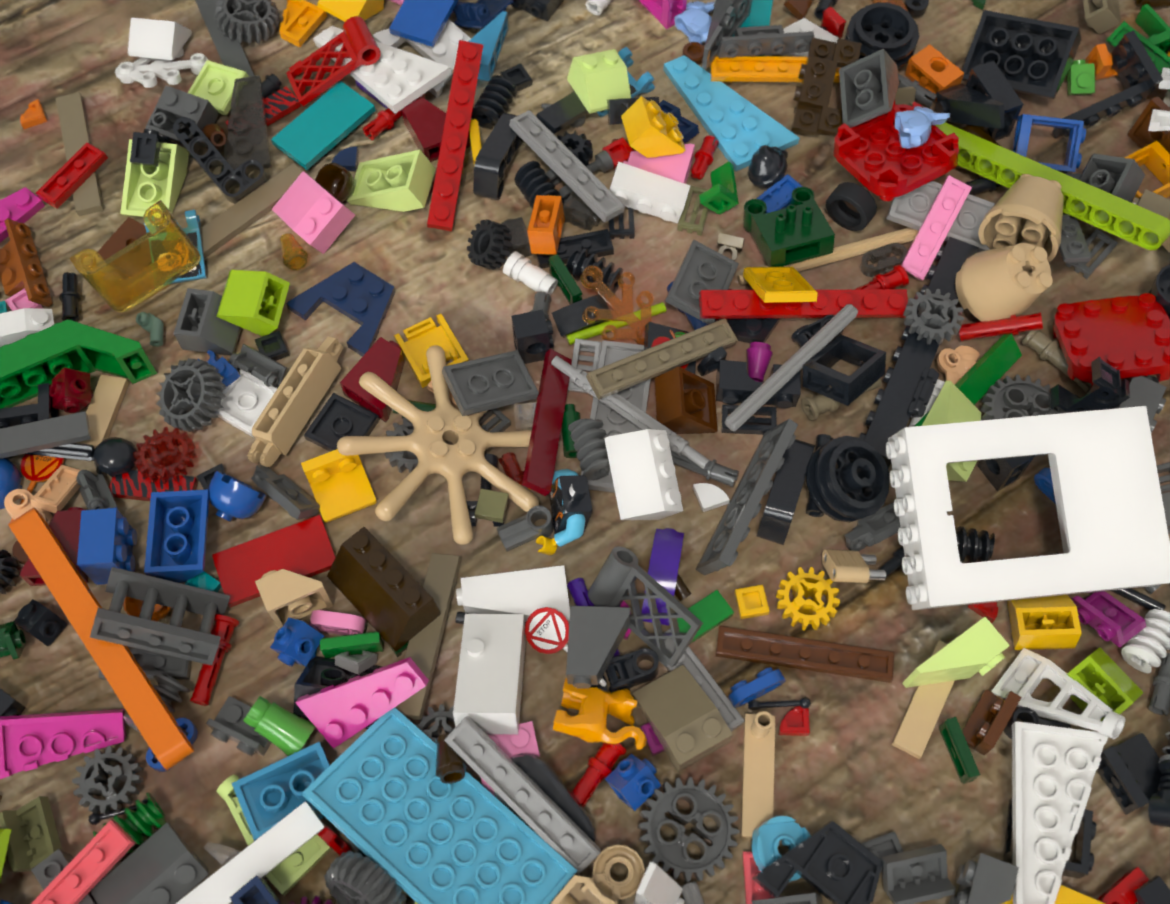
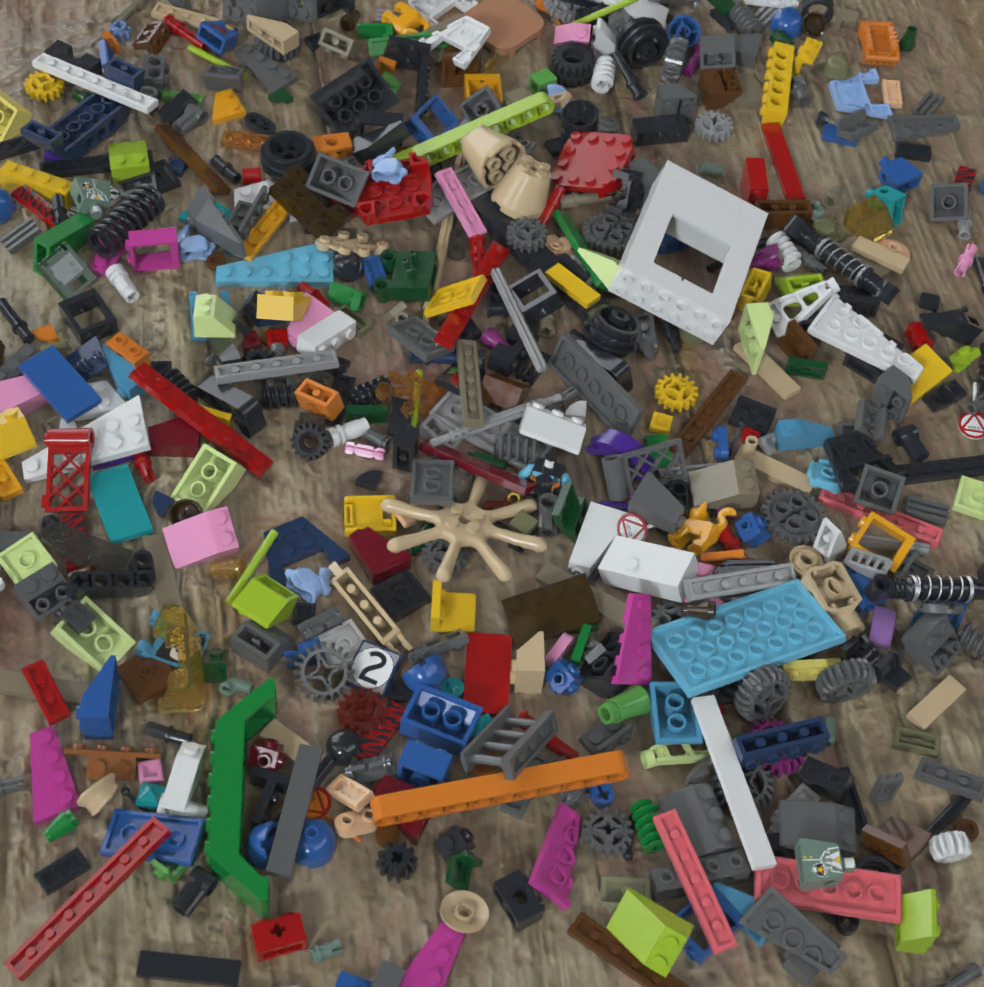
camera: 70 degrees left, 10 degrees down
(72, 221) = (100, 703): none -> blue slope
(166, 296) = (215, 665): none -> dark green bracket
(225, 442) = (374, 668): none -> slope
(239, 532) = (453, 687): none -> teal tile
(304, 328) = (309, 584): none -> light blue animal
(305, 271) = (252, 566): none -> lime bar
(481, 327) = (369, 480): none -> black tile
(512, 39) = (128, 349): none -> orange brick
(516, 297) = (364, 450): none -> bright pink axle
(537, 545) = (570, 511): none -> dark green slope
(564, 762) = (717, 558): none -> orange tile
(604, 135) = (251, 341): none -> dark red tile
(781, 132) = (327, 243): none -> tan plant
(797, 749) = (768, 443): none -> light grey tile
(830, 712) = (755, 414): none -> black bracket
(840, 792) = (800, 434): none -> dark azure slope
(850, 566) = (667, 362): tan piece -> none
(856, 196) = (409, 228): black tyre -> none
(889, 402) = (572, 285): none -> yellow tile
(1127, 287) = (554, 146): none -> black tile

